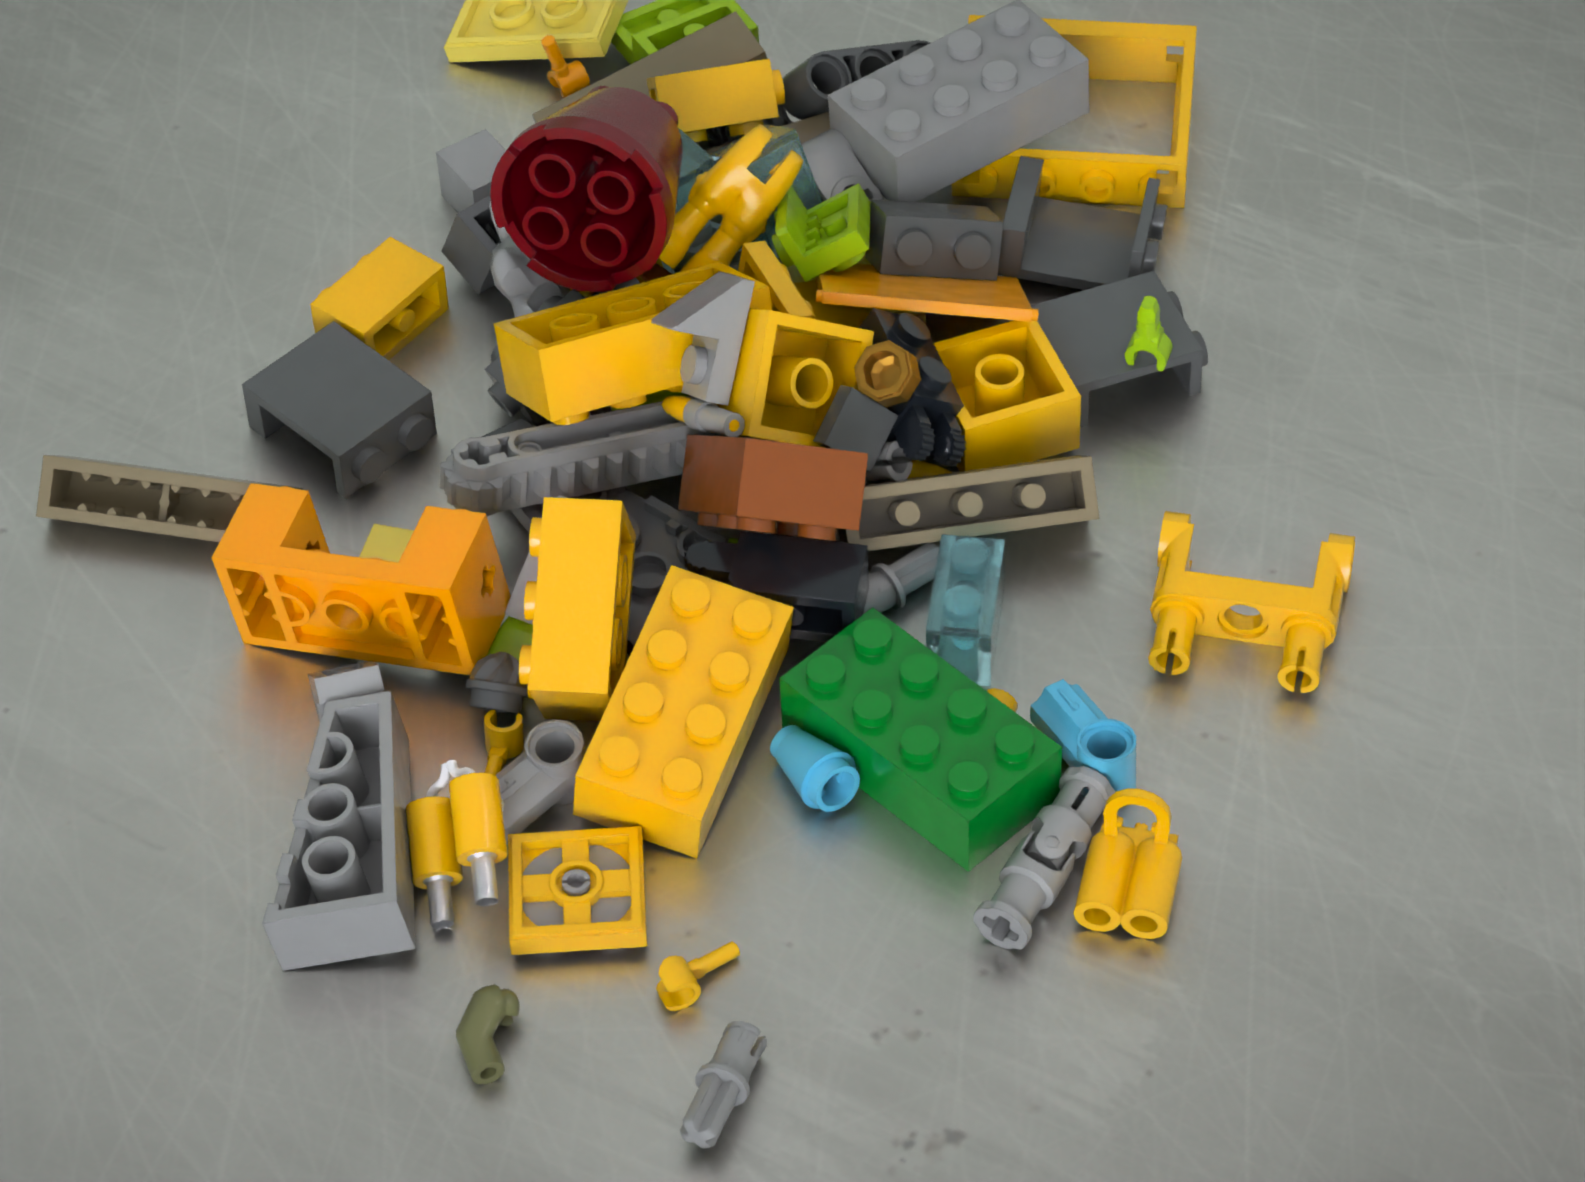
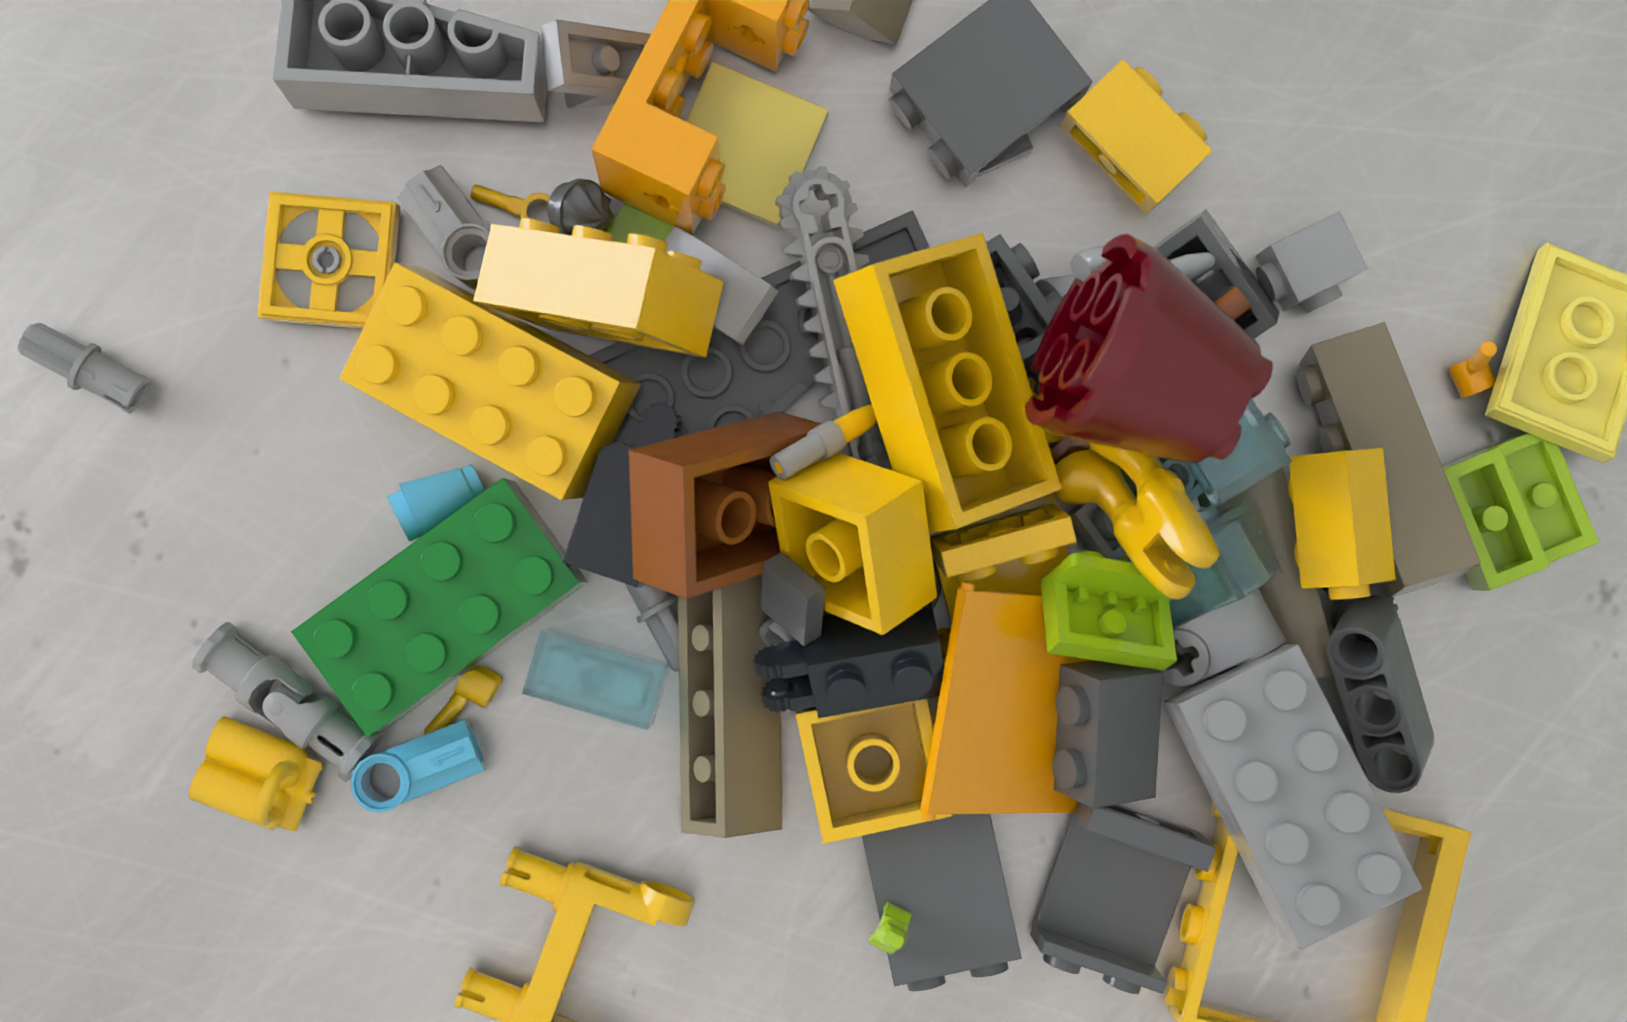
camera: 95 degrees right, 40 degrees up
(457, 833) = (377, 151): yellow piece -> none
(475, 1032) = (192, 158): olive arm -> none
(679, 978) = (218, 342): yellow hand -> none
(717, 318) = (890, 452): light grey slope -> none
(887, 373) = (826, 640): pearl gold tile -> none

